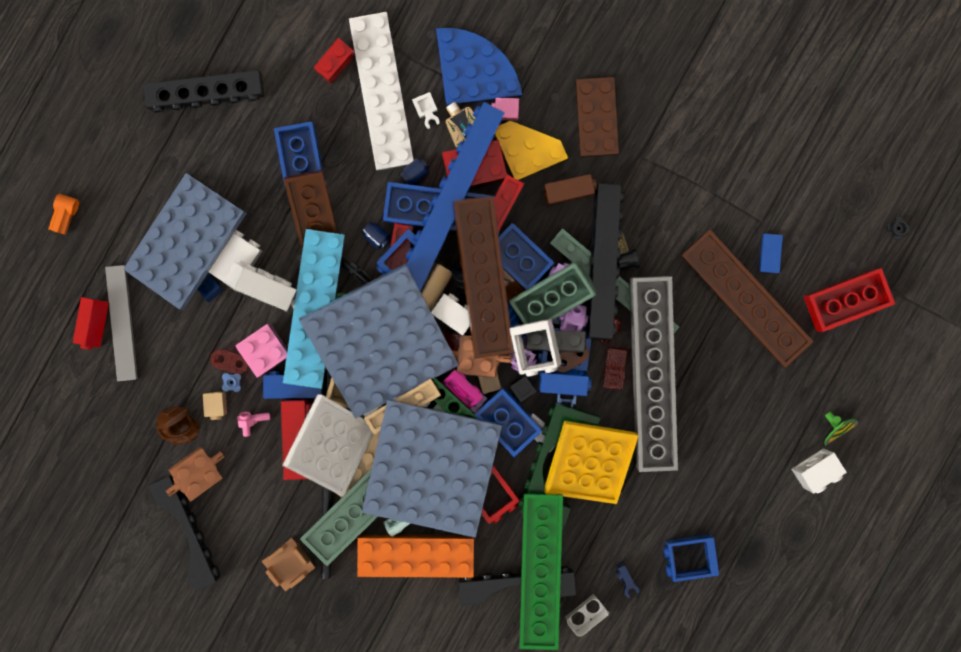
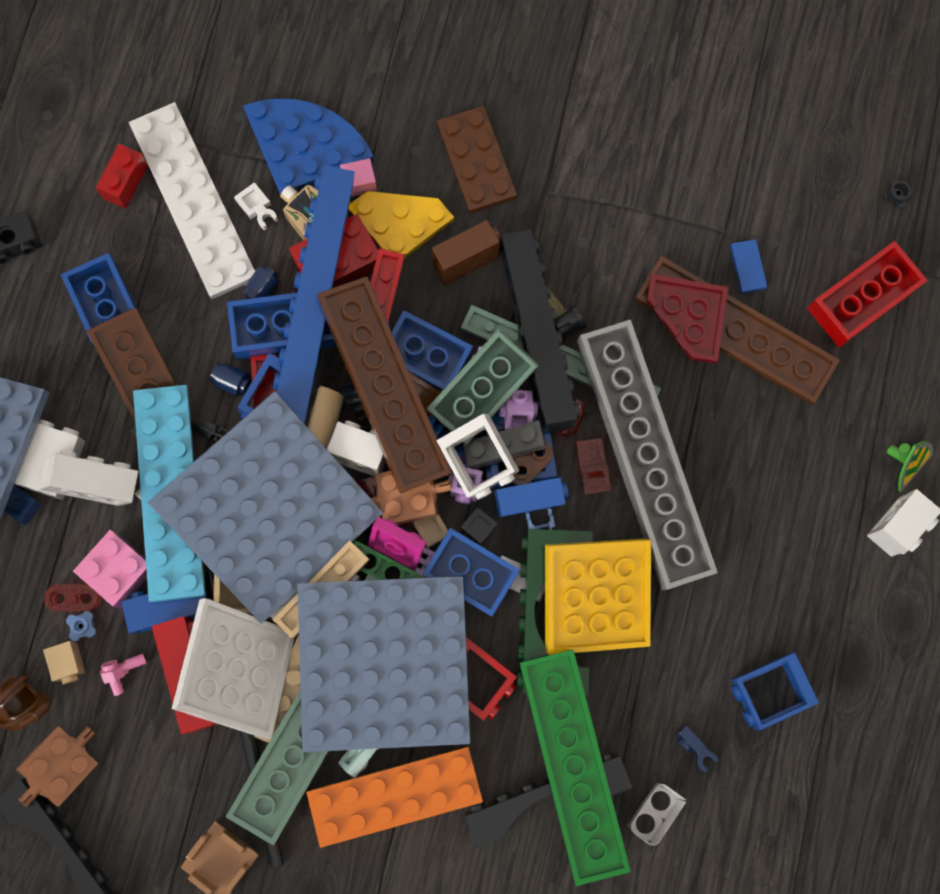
camera: 25 degrees left, 10 degrees down
(717, 280) = (690, 313): none -> dark red plate

